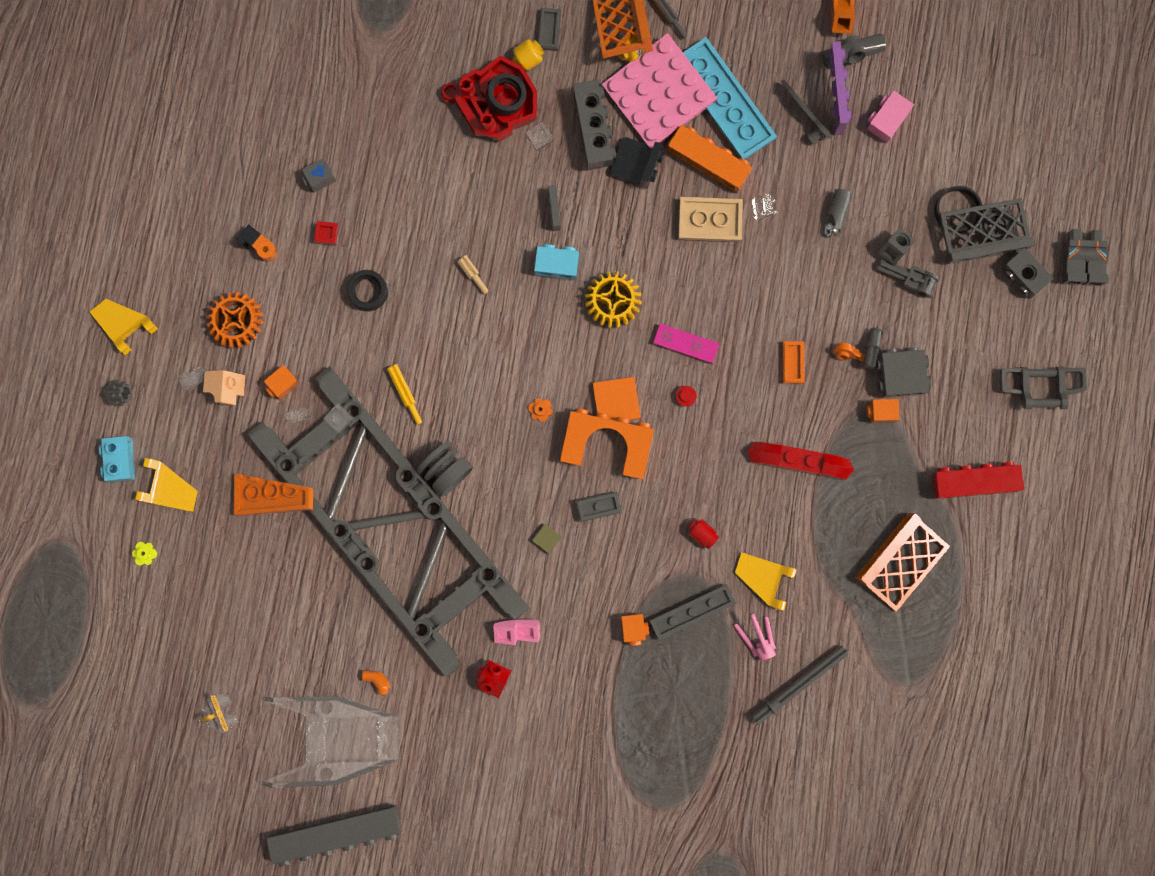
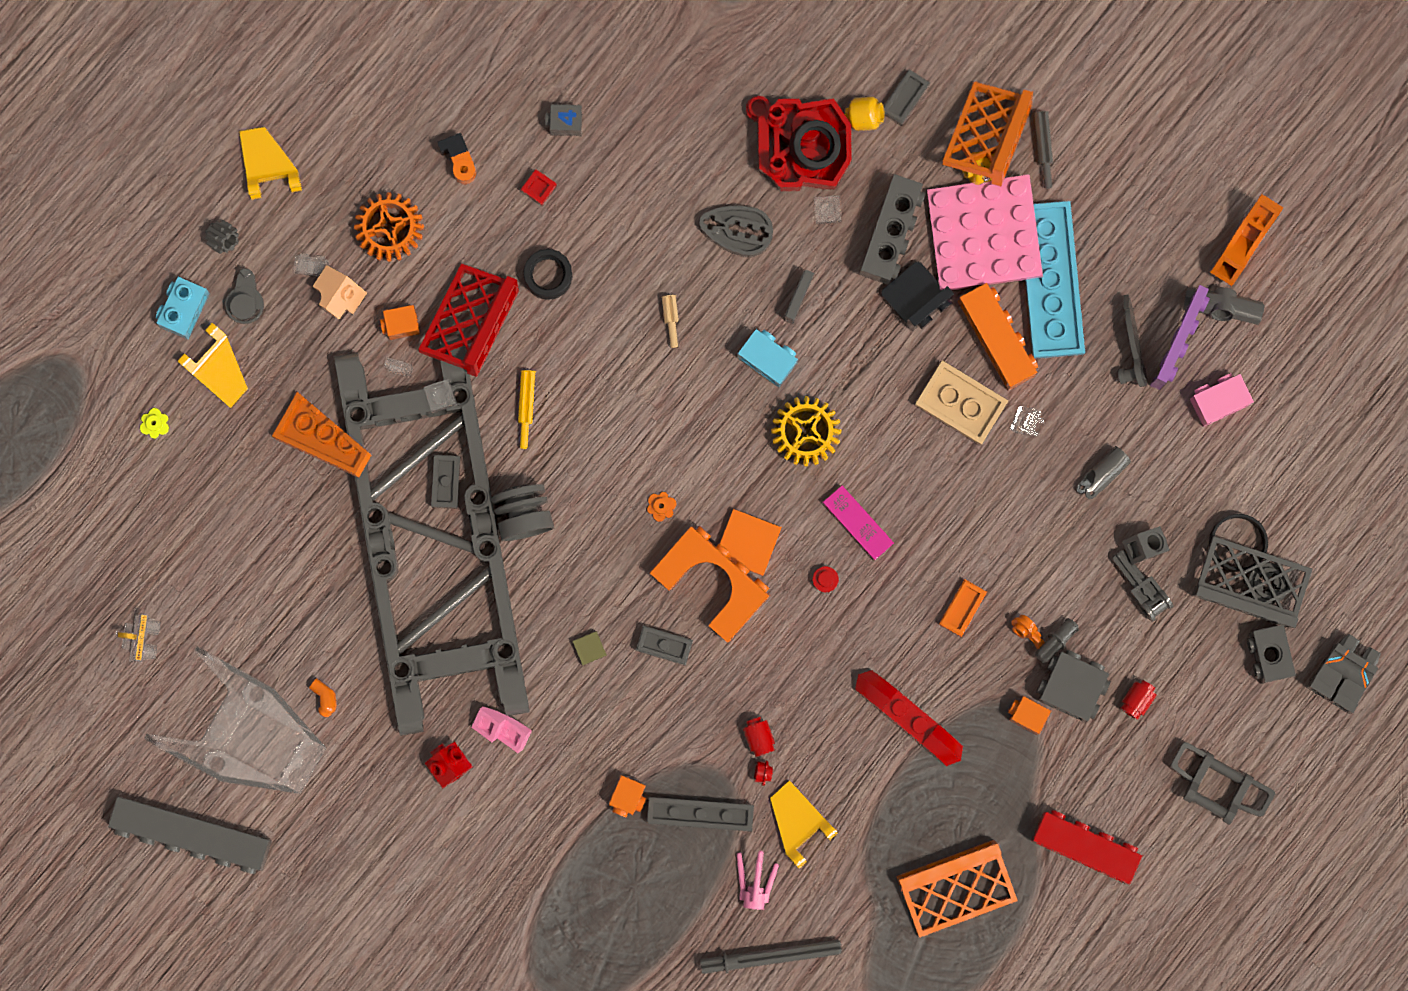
camera: 25 degrees right, 0 degrees up
(159, 428) = (245, 298): none -> dark grey piece
(346, 349) = (487, 331): none -> red fence
(377, 478) = (445, 482): none -> dark grey plate
(490, 195) = (738, 244): none -> dark grey piece
(719, 557) = (763, 772): none -> red plate
(953, 357) = (1138, 699): none -> red brick

